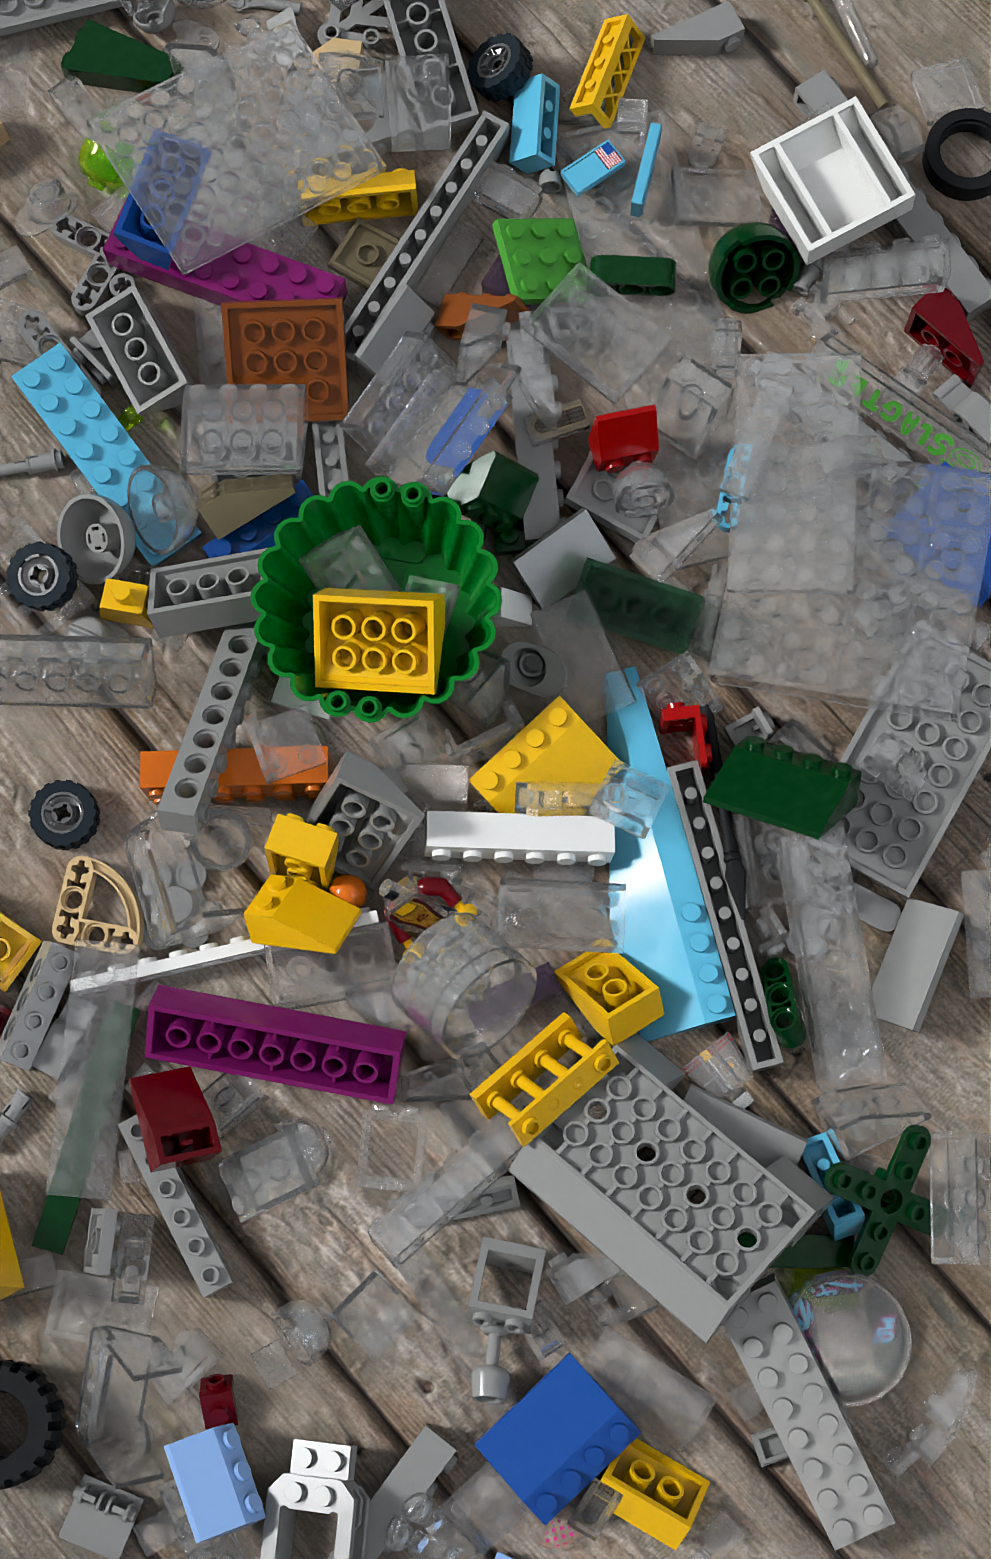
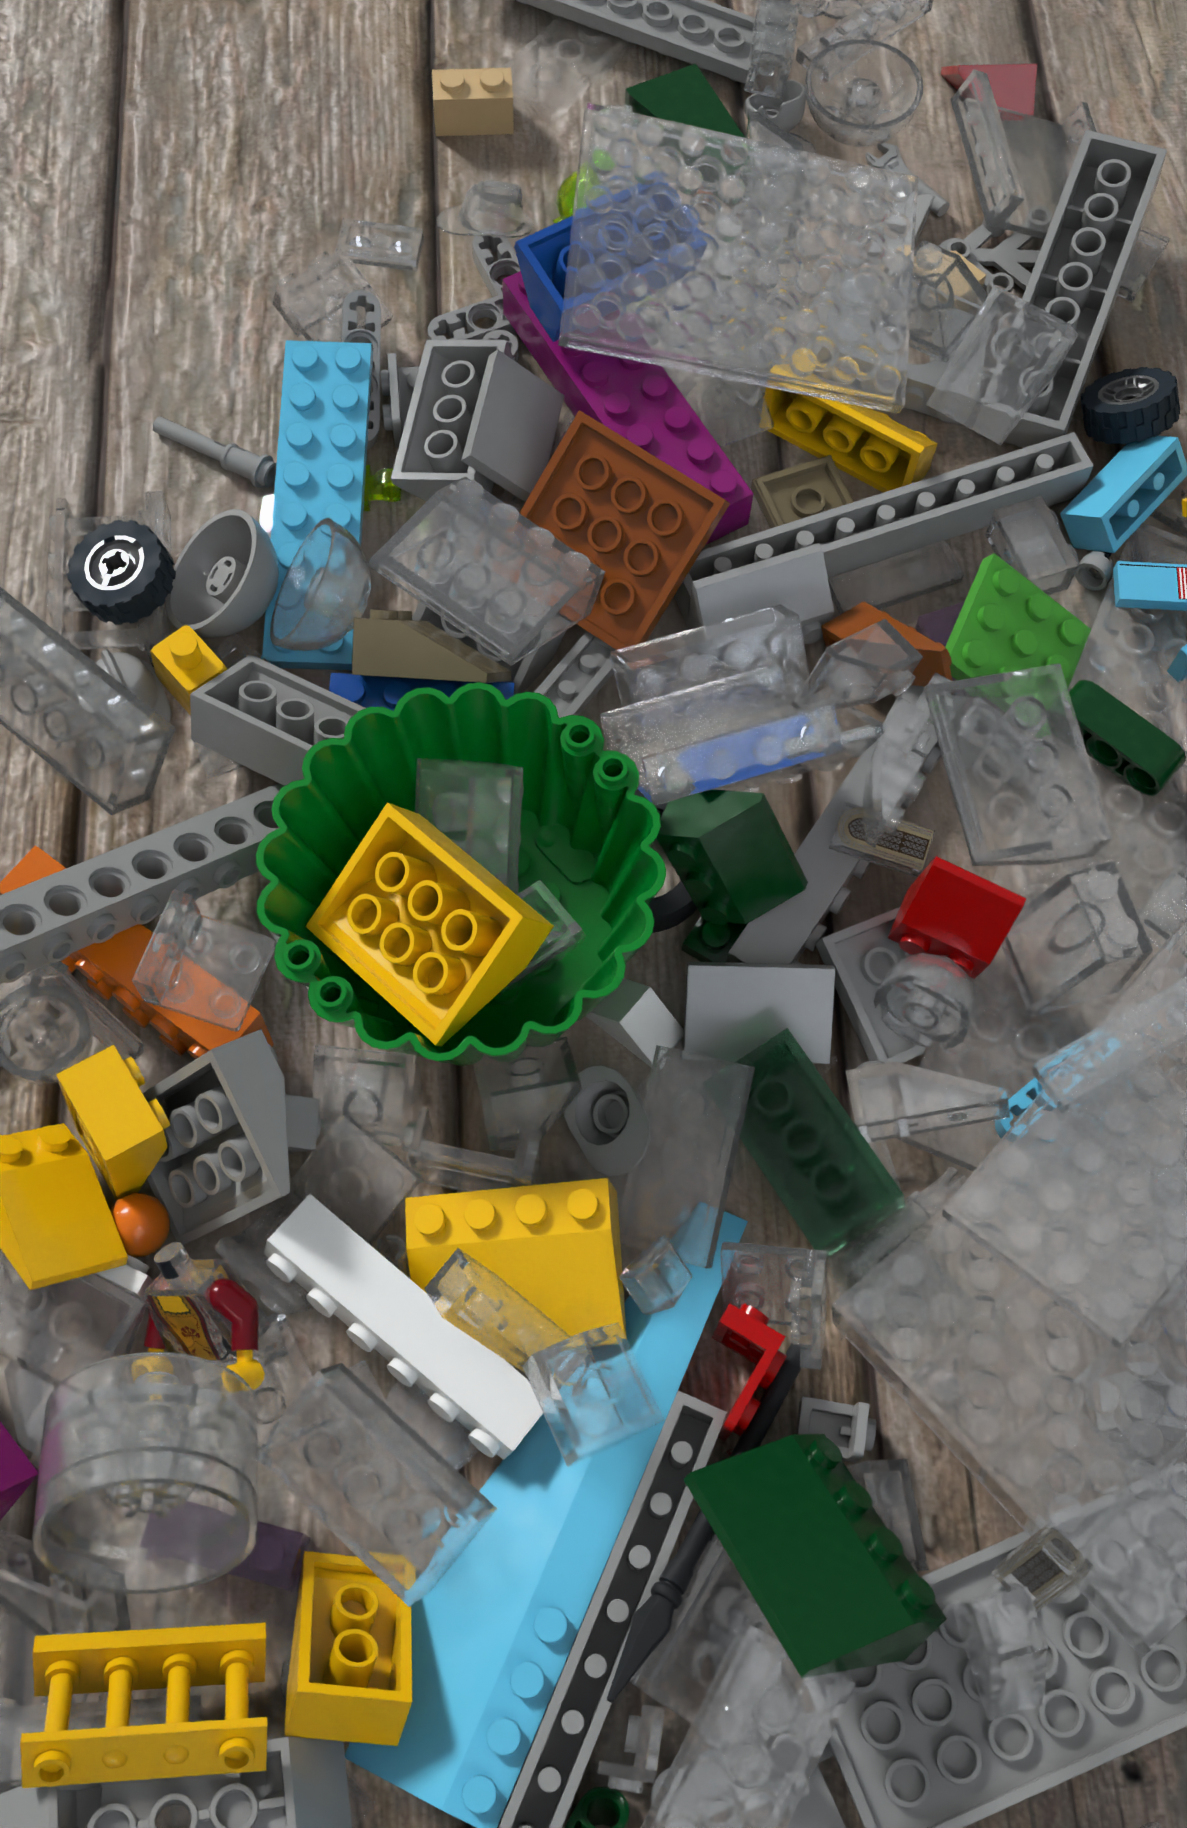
camera: 30 degrees right, 10 degrees down
(180, 333) = (512, 426): none -> light grey tile
(616, 724) = (656, 1277): none -> clear slope
(887, 713) = (1044, 1564): none -> clear tile

